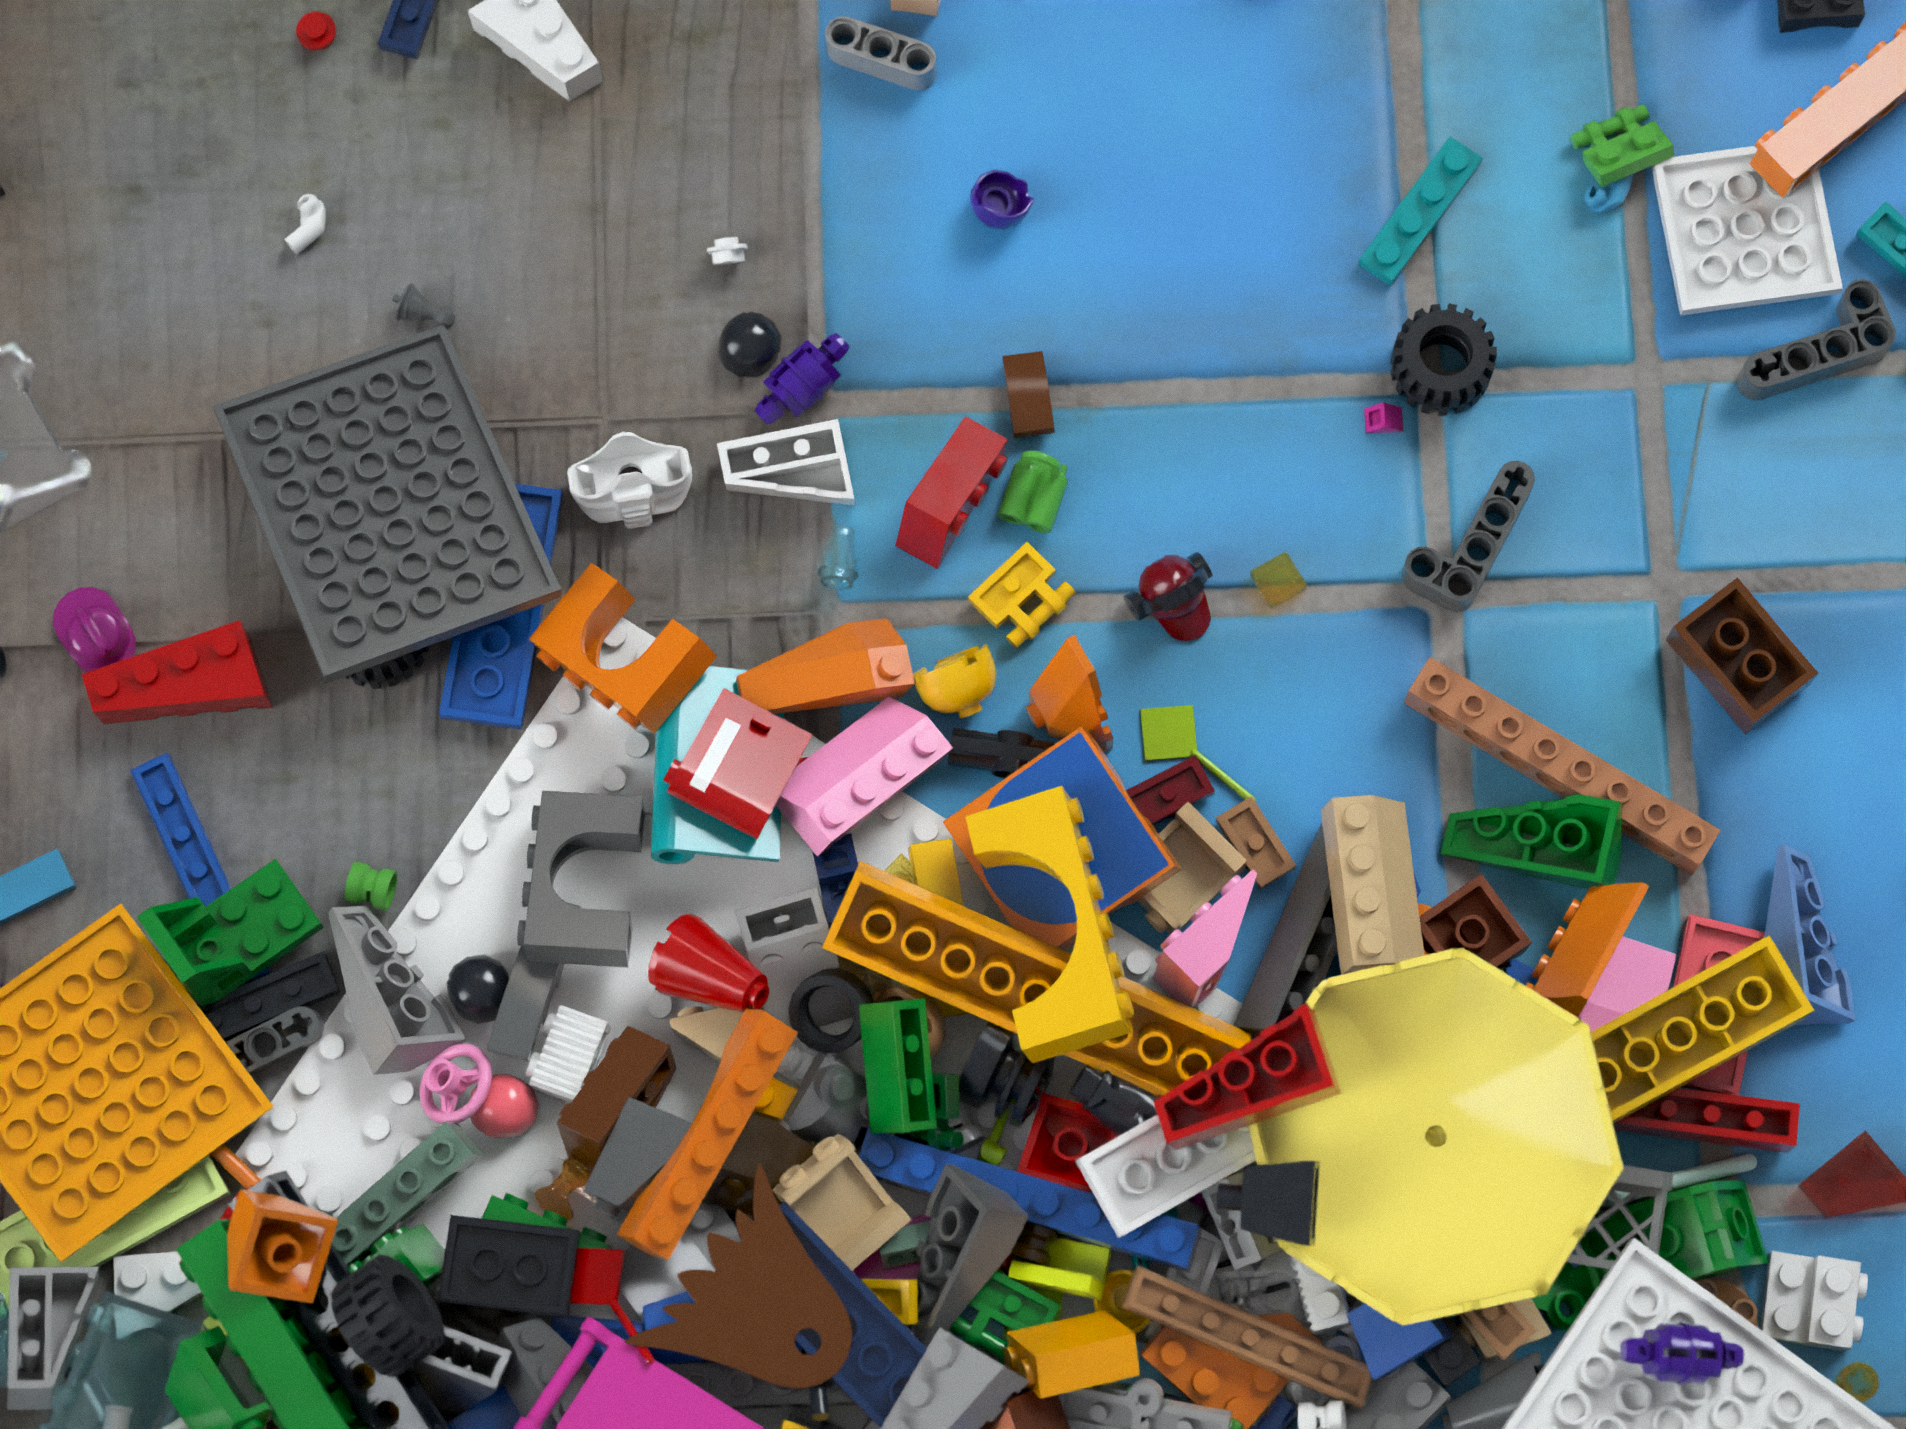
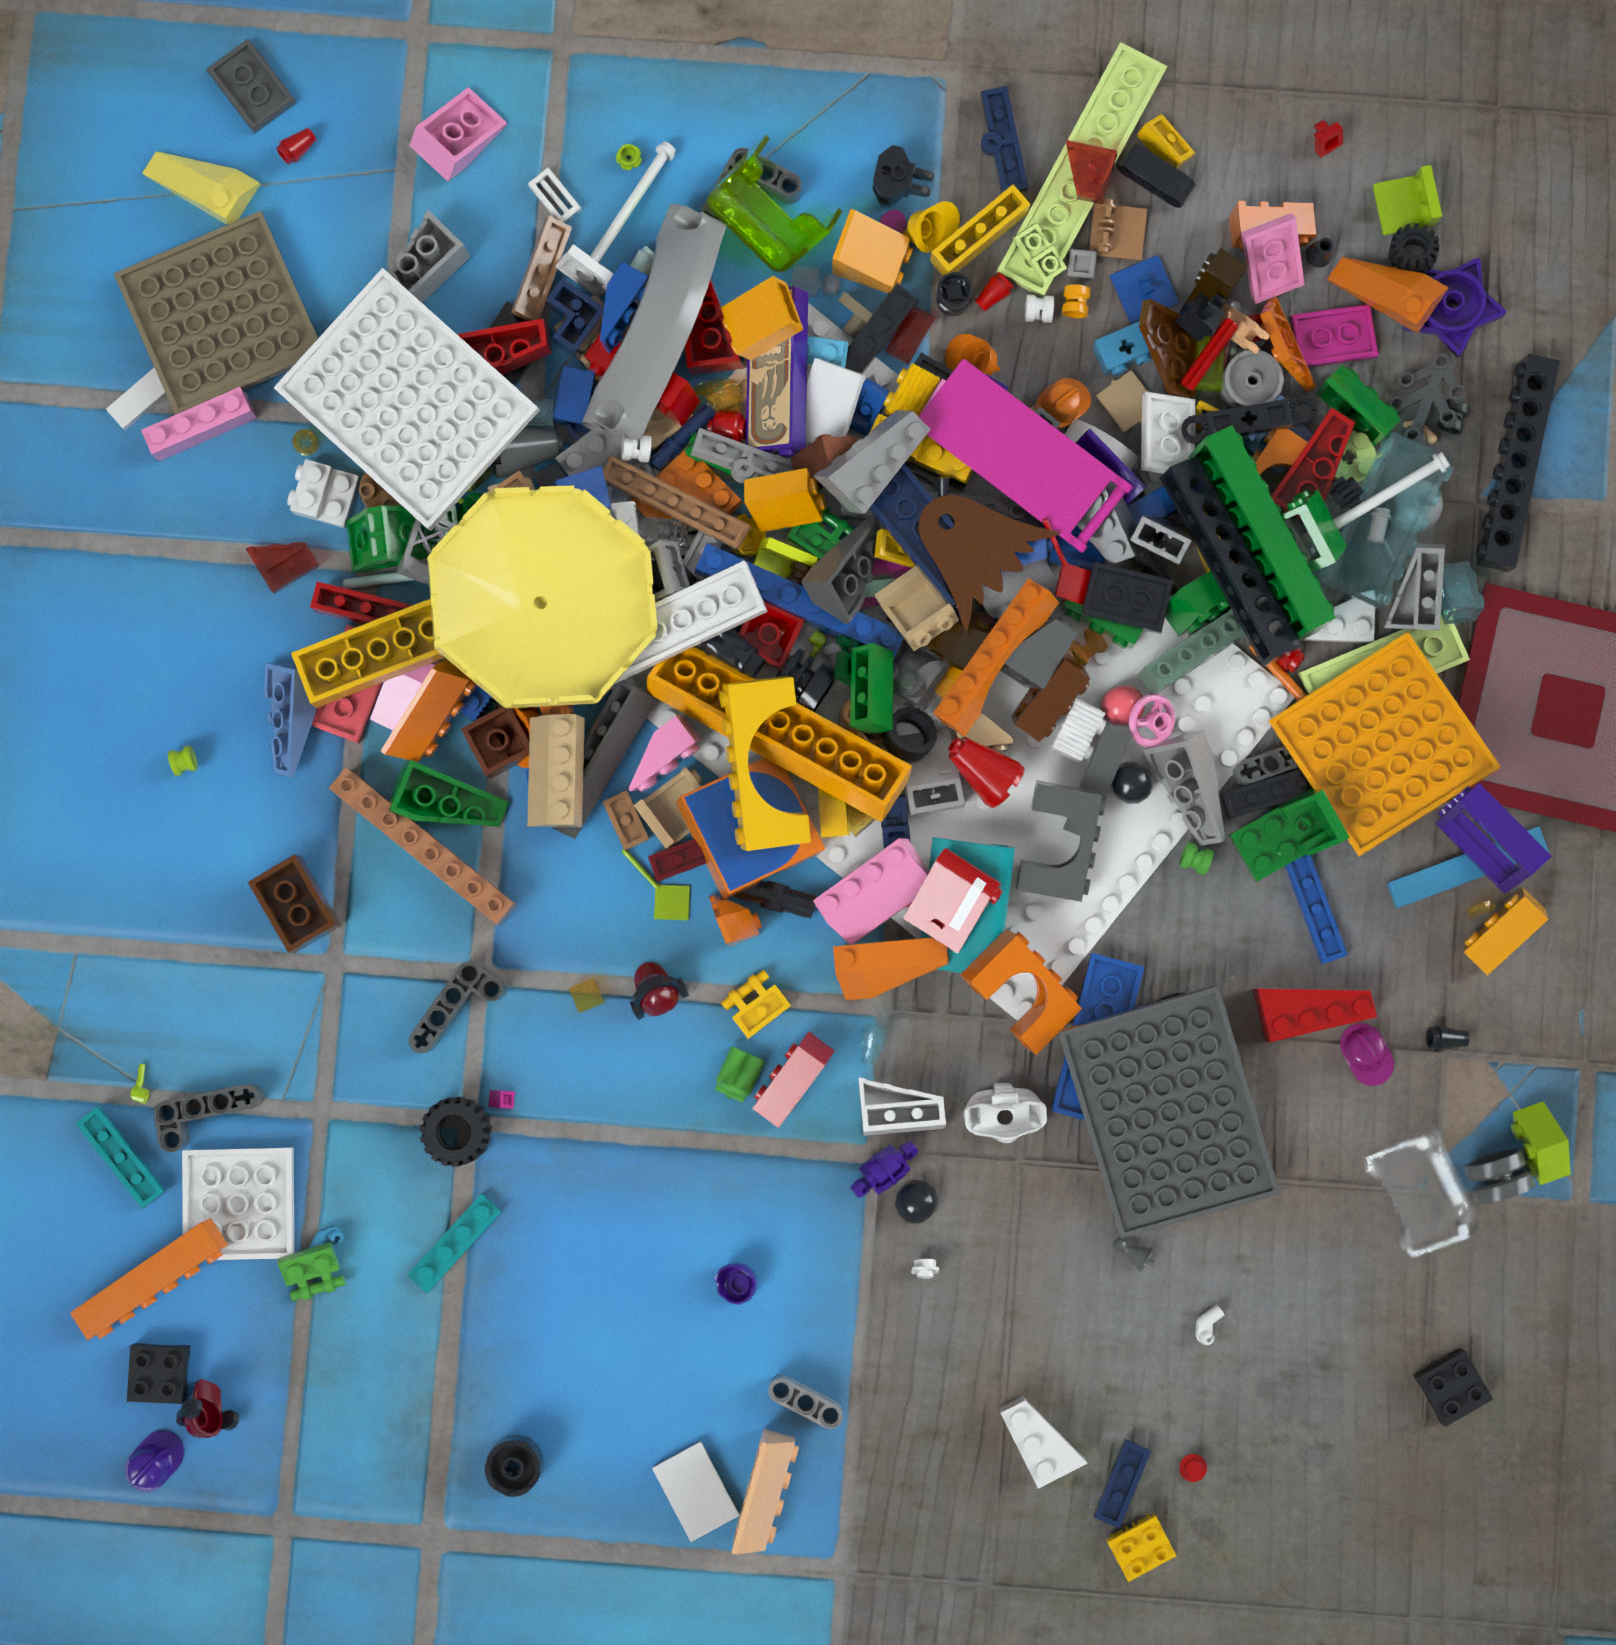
camera: 175 degrees left, 10 degrees up
(277, 1246) = (1272, 610): orange slope -> none
(387, 1316) = (1206, 561): black tyre -> none
(958, 682) = (804, 948): yellow cylinder -> none
(1028, 394) = (734, 1142): reddish brown slope -> none
(1258, 1081) = (644, 638): red wedge -> none
(1276, 1200) = (646, 567): black torso -> none
(1682, 1342) = (410, 450): dark purple piece -> none

